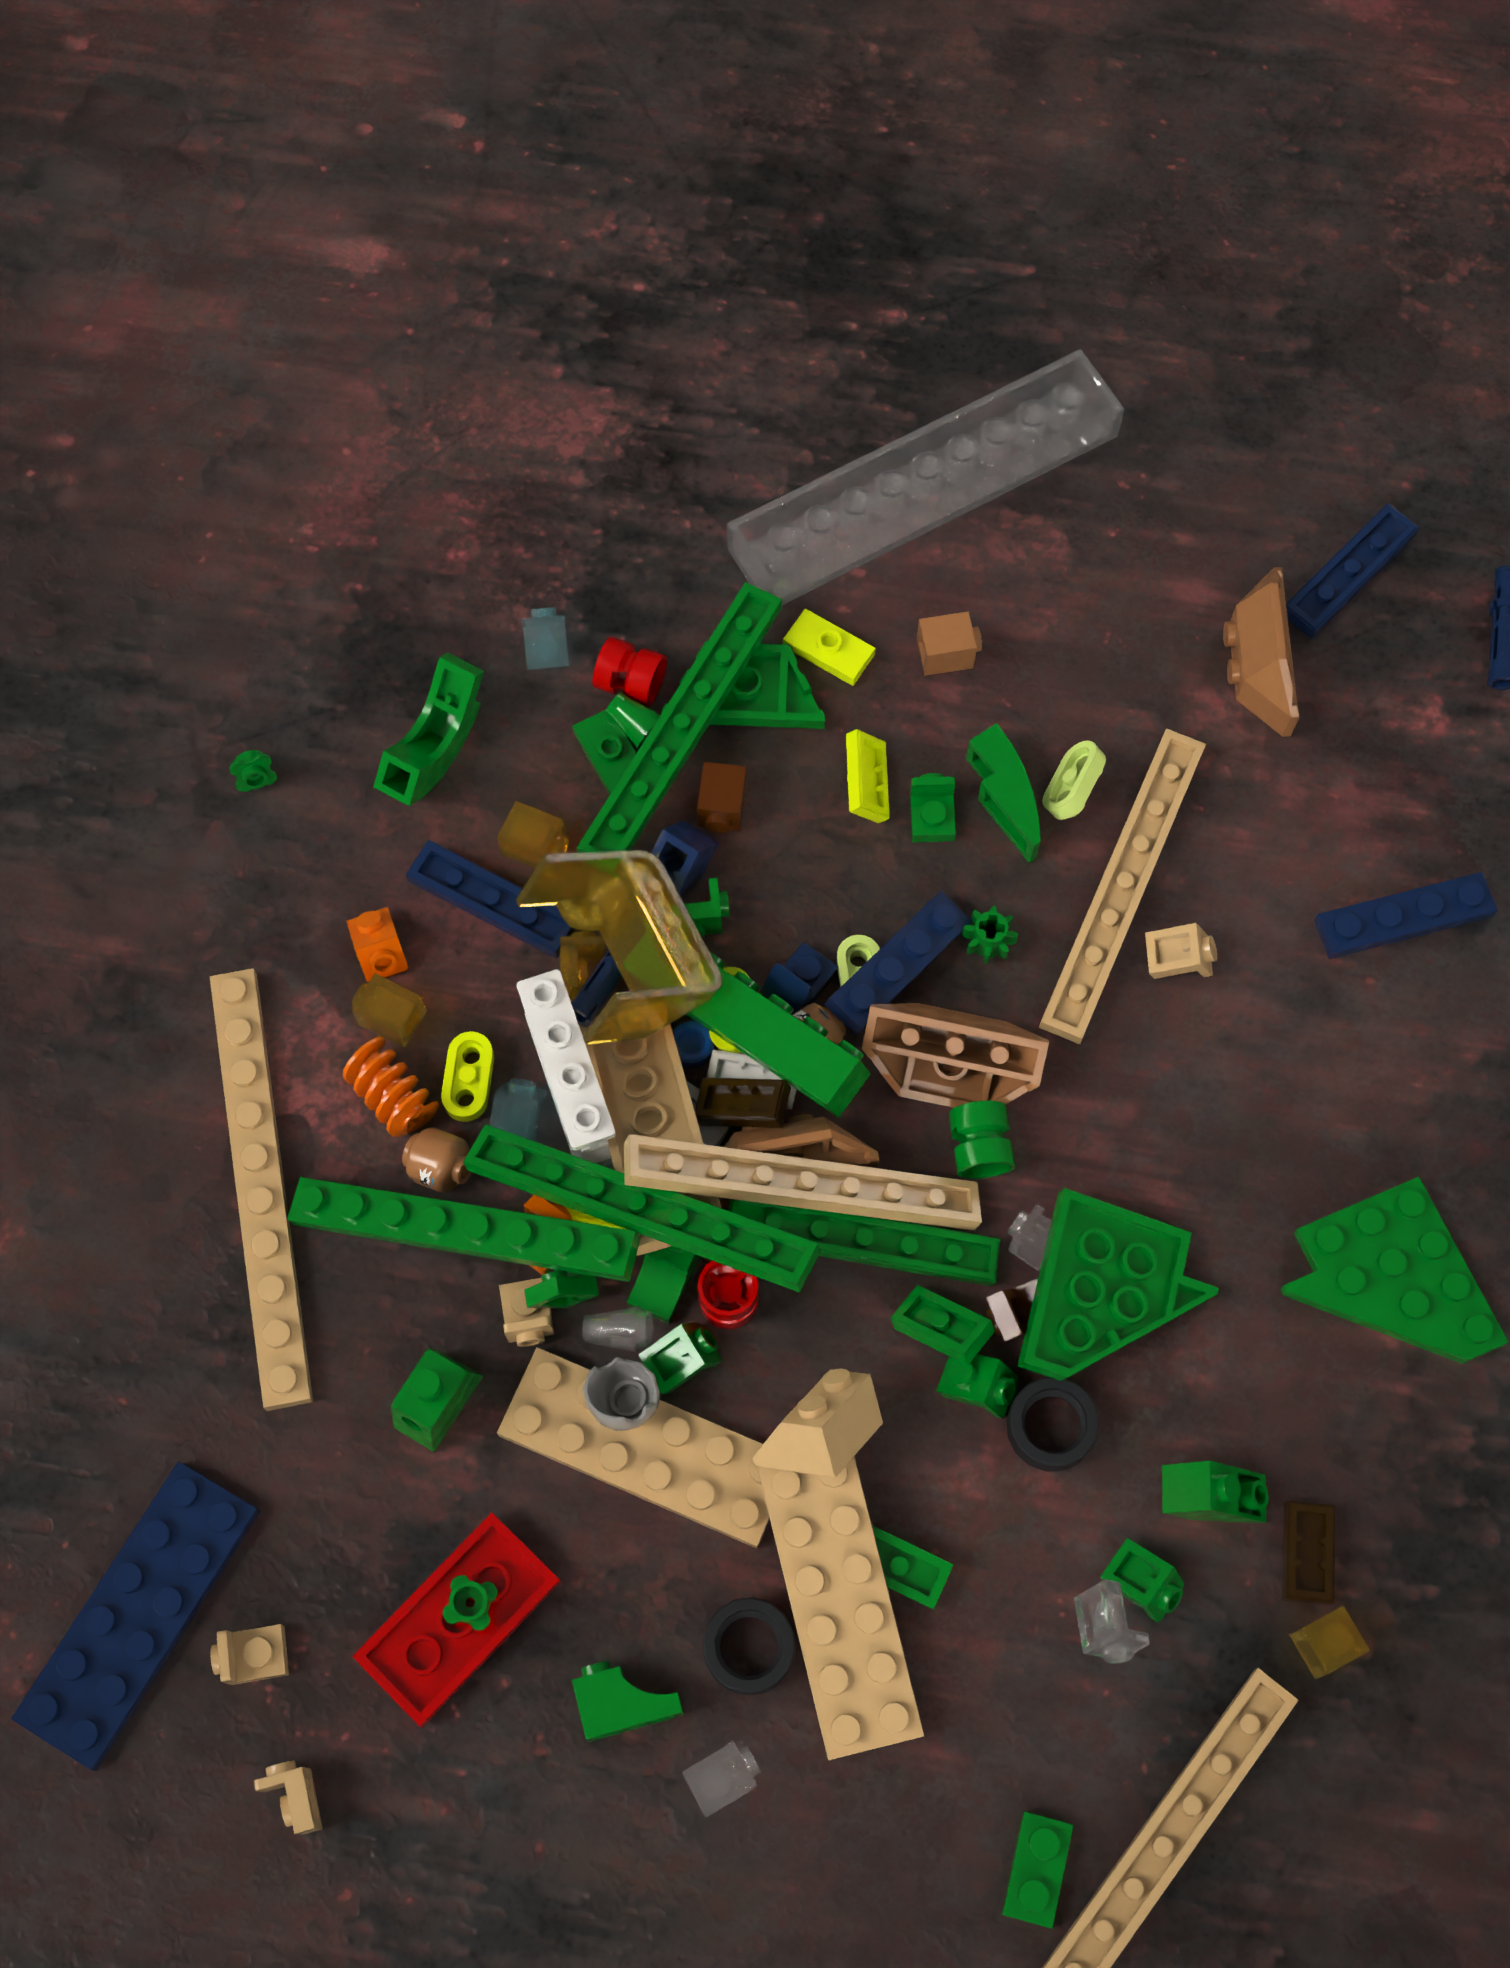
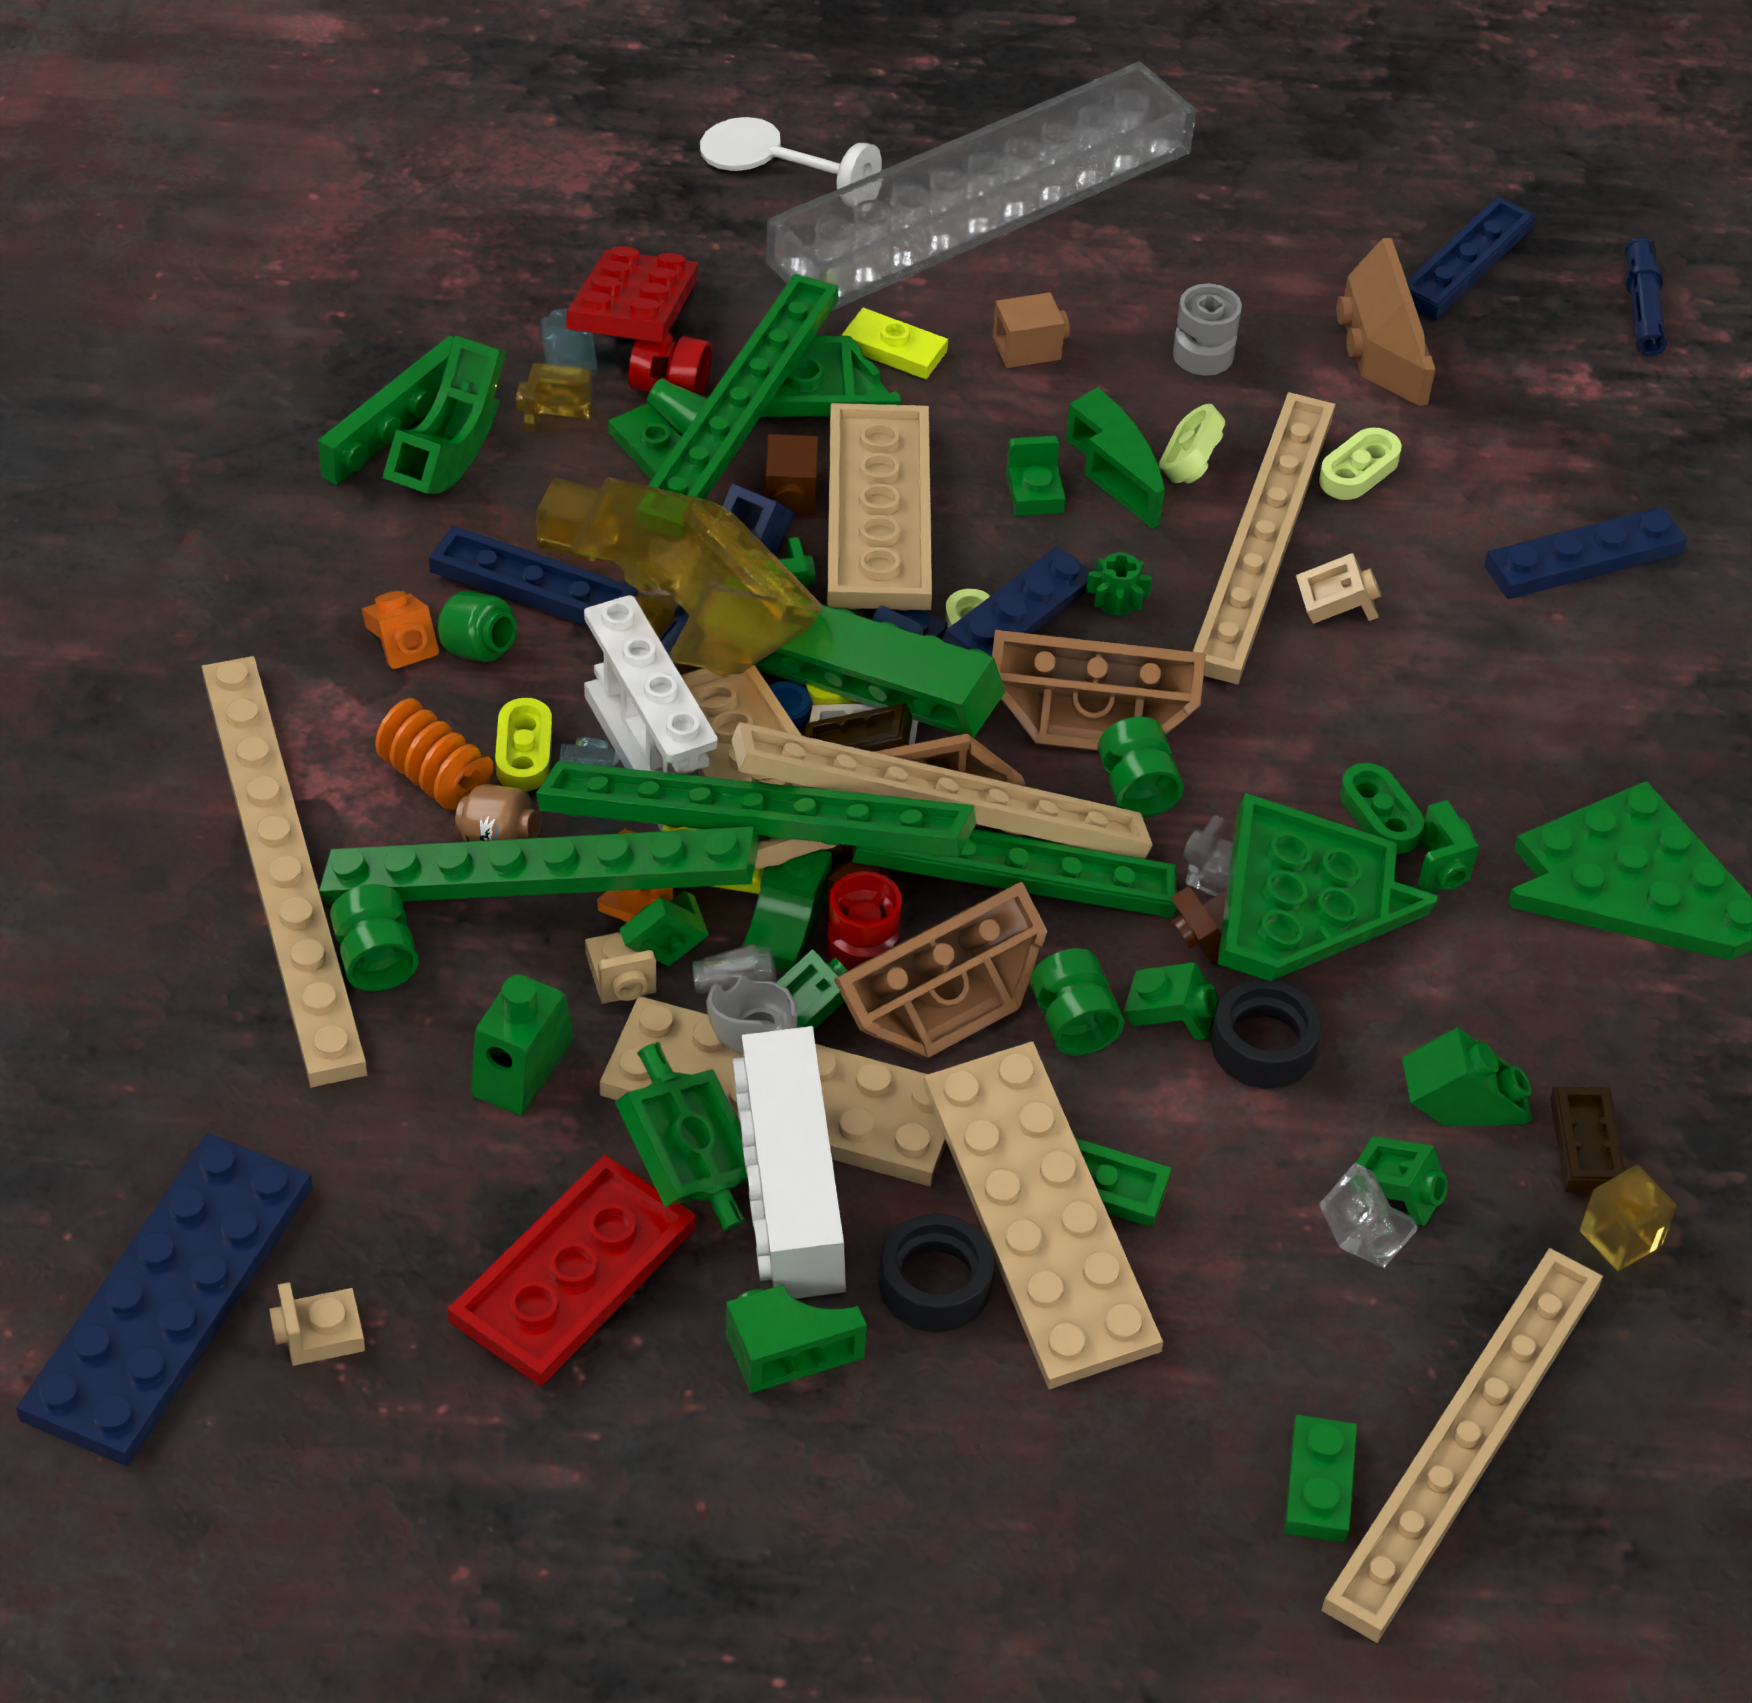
camera: 10 degrees left, 20 degrees down
(252, 770) = (228, 464): green plate -> none
(300, 1803) = (388, 1449): tan bracket -> none
(325, 1279) = (374, 937): none -> green wheel
(383, 713) = (375, 422): none -> green plate
(388, 1009) = (425, 675): clear yellow brick -> none
(439, 951) = (476, 626): none -> green head
(464, 1589) = (590, 1222): green plate -> none
(529, 692) = (554, 392): none -> clear yellow bracket
(559, 1510) = (686, 1136): none -> green plate
(603, 597) = (633, 295): none -> red plate
(635, 1558) = (789, 1163): none -> white brick
(722, 1778) = (923, 1408): clear bracket -> none
(728, 407) = (753, 142): none -> white piece
(785, 1350) = (949, 976): none -> medium nougat wedge
(792, 841) = (879, 507): none -> tan plate
(824, 1426) = (996, 1016): tan slope -> none
(867, 776) = (956, 450): neon yellow plate -> none
(897, 1385) = (1076, 1002): none -> green wheel
(942, 1325) = (1126, 938): green plate -> none
(1103, 654) = (1207, 329): none -> light grey wheel
(1186, 1192) = (1389, 809): none -> green plate
(1217, 810) = (1360, 463): none -> yellowish green plate
(1238, 1237) = (1449, 849): none -> green bracket

